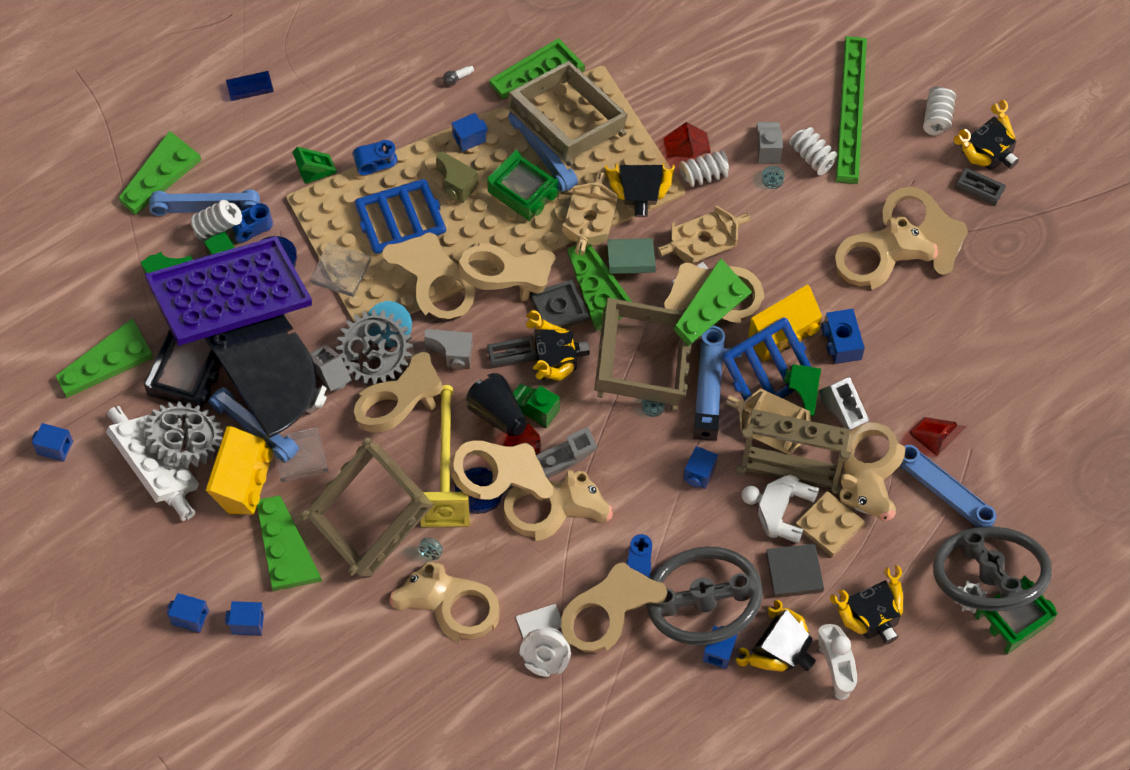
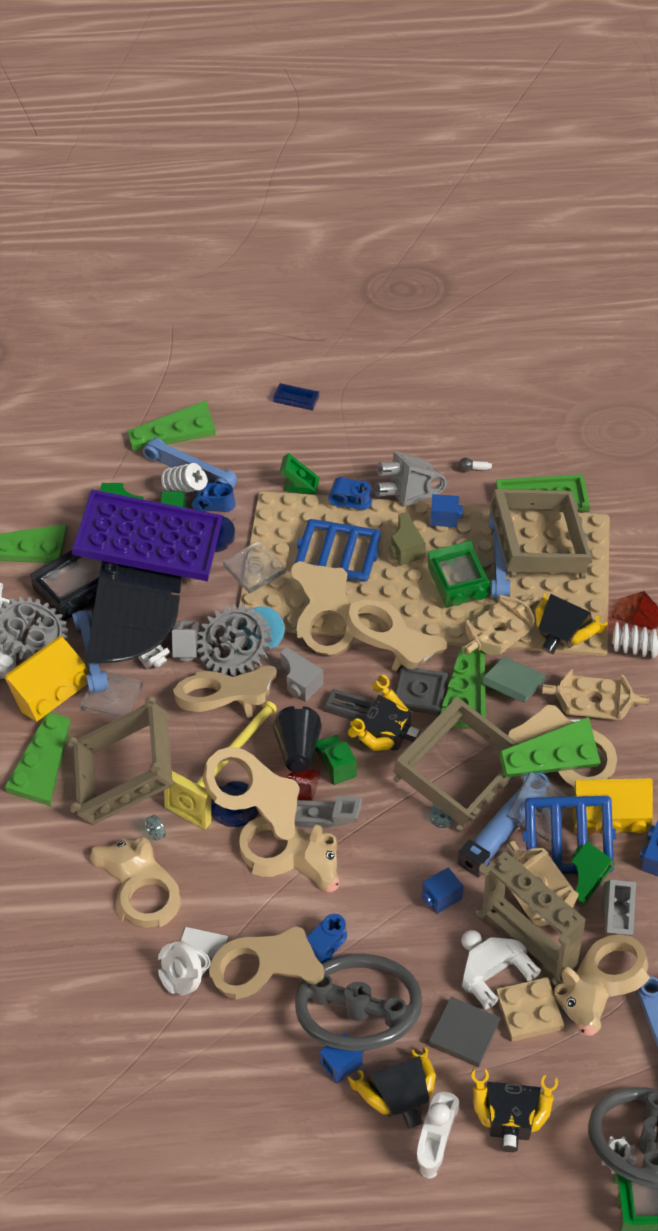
camera: 35 degrees right, 10 degrees down
(417, 120) = (409, 479): none -> light grey piece
(721, 342) = (536, 787): none -> clear plate

